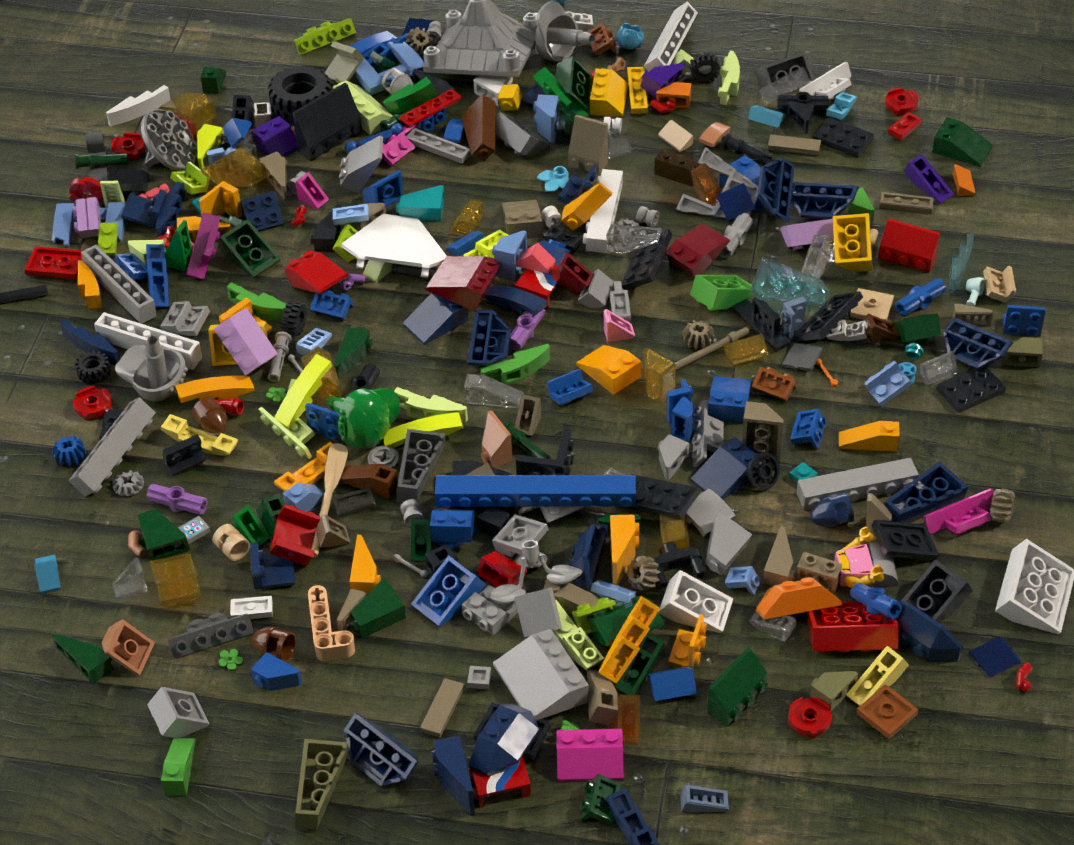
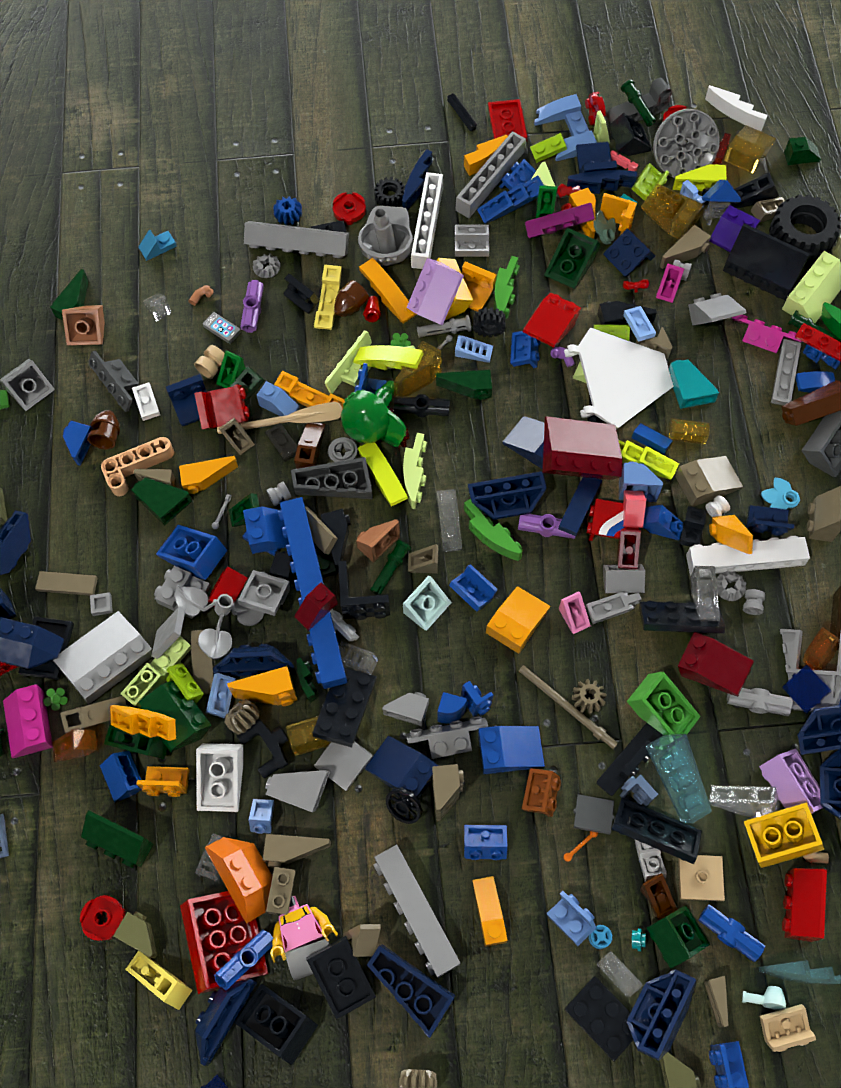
camera: 75 degrees right, 20 degrees up
(87, 216) = (565, 121): lavender brick -> none
(161, 535) = (209, 306): dark green slope -> none
(175, 579) = (165, 334): clear yellow slope -> none
(230, 659) = (92, 404): bright green plant -> none
(385, 190) = (692, 344): blue slope -> none
(395, 129) = (765, 309): blue plate -> none
(437, 556) = (225, 529): black brick -> none
(560, 477) = (315, 606): none -> dark red slope
(569, 420) = (426, 603): none -> light aqua slope
(657, 375) = (505, 667): clear yellow slope -> none
(746, 349) = (584, 750): clear yellow brick -> none
(802, 472) = (421, 849): teal plate -> none
(833, 511) = (367, 891): dark blue helmet -> none
(887, 711) = (119, 997): dark orange plate -> none
(962, 514) = (398, 1040): dark pink bracket -> none

